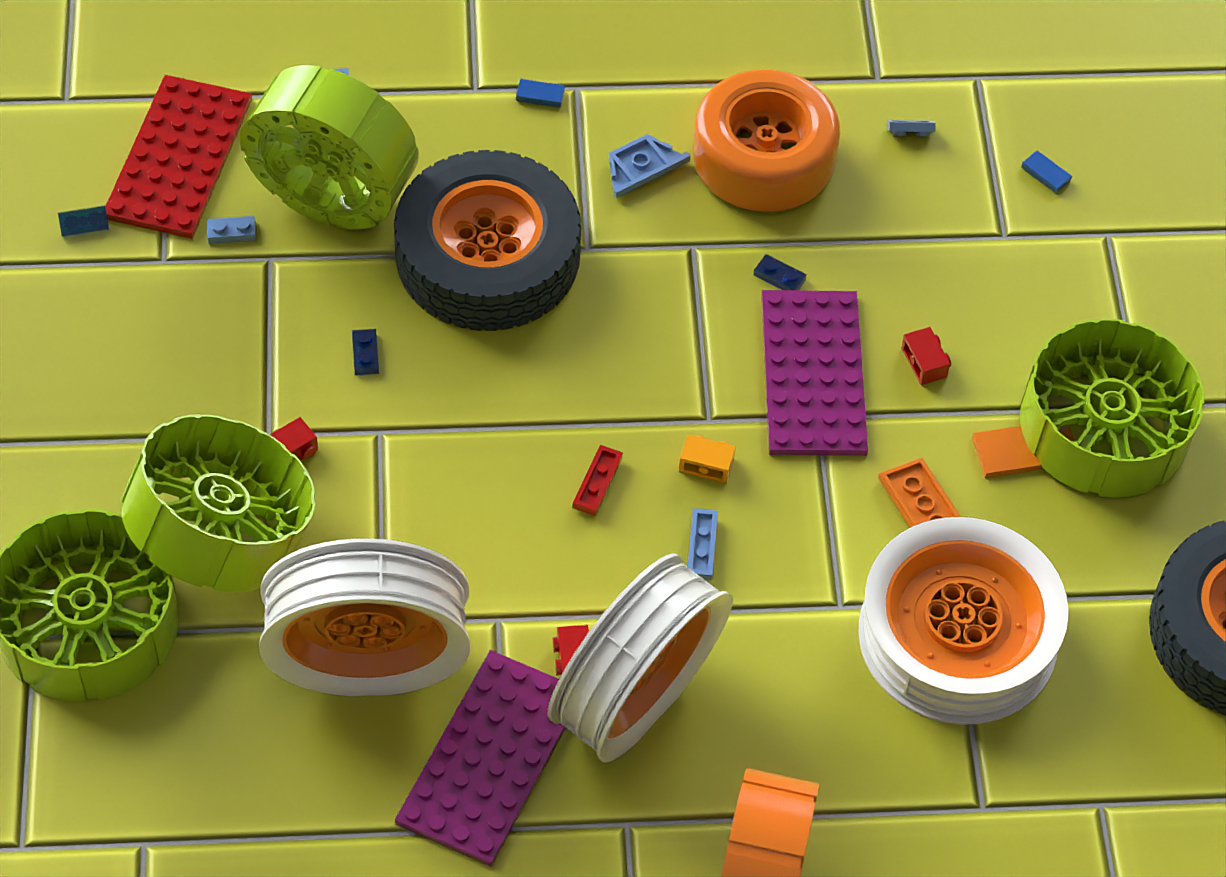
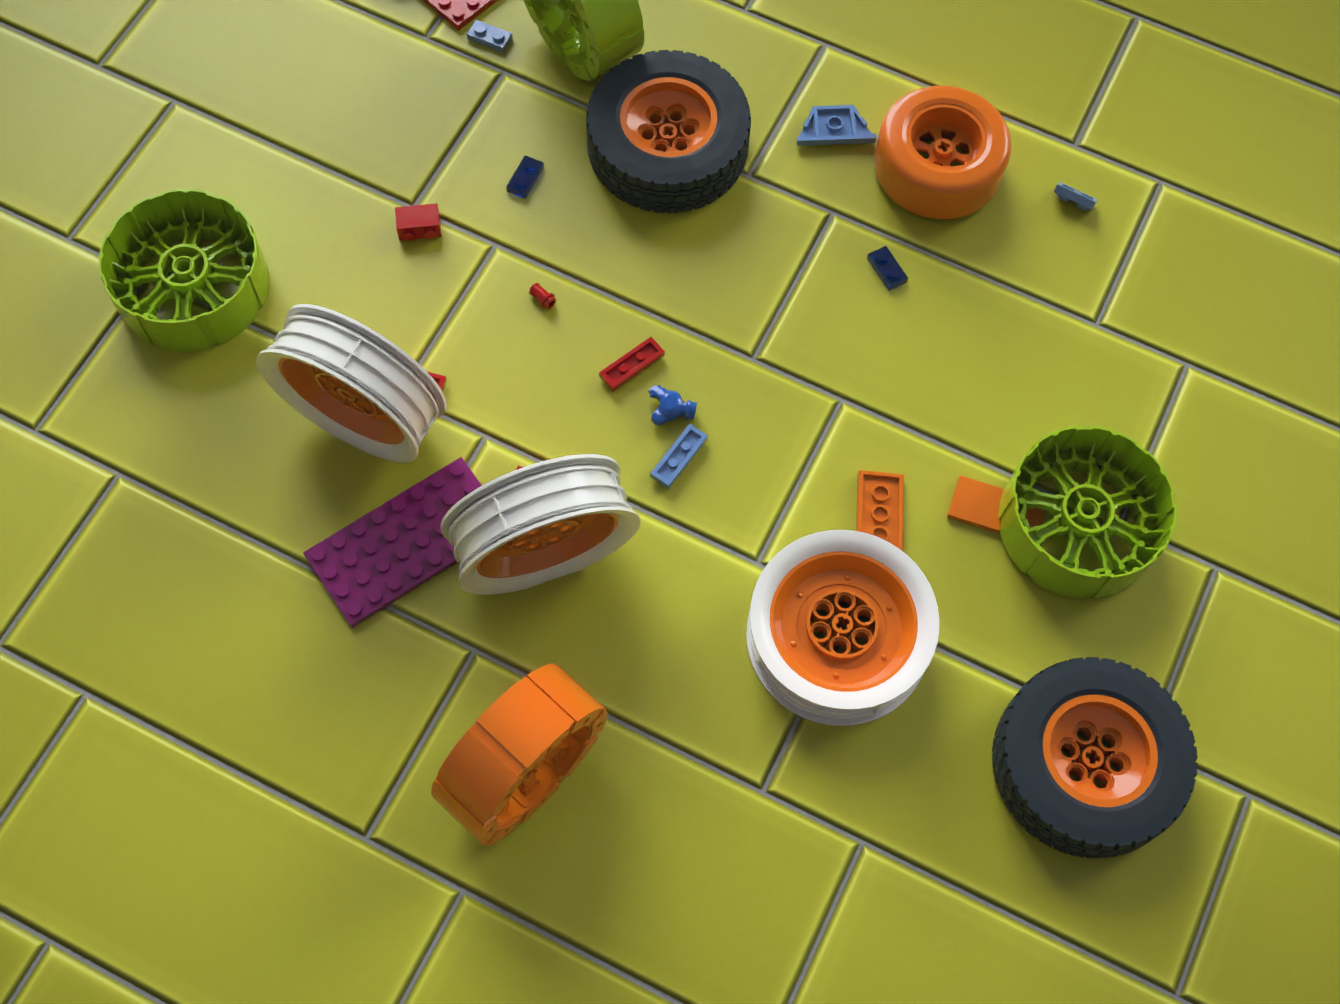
camera: 30 degrees right, 10 degrees up
(233, 477) = (318, 236): lime wheel -> none
(464, 458) = (546, 299): none -> red pin
(540, 93) = (793, 35): blue tile -> none
(663, 500) = (670, 406): none -> blue animal
(707, 458) = (728, 388): light orange brick -> none
(813, 373) = (861, 361): magenta plate -> none
(926, 355) = (961, 391): red brick -> none
(1046, 171) = (1168, 286): blue tile -> none

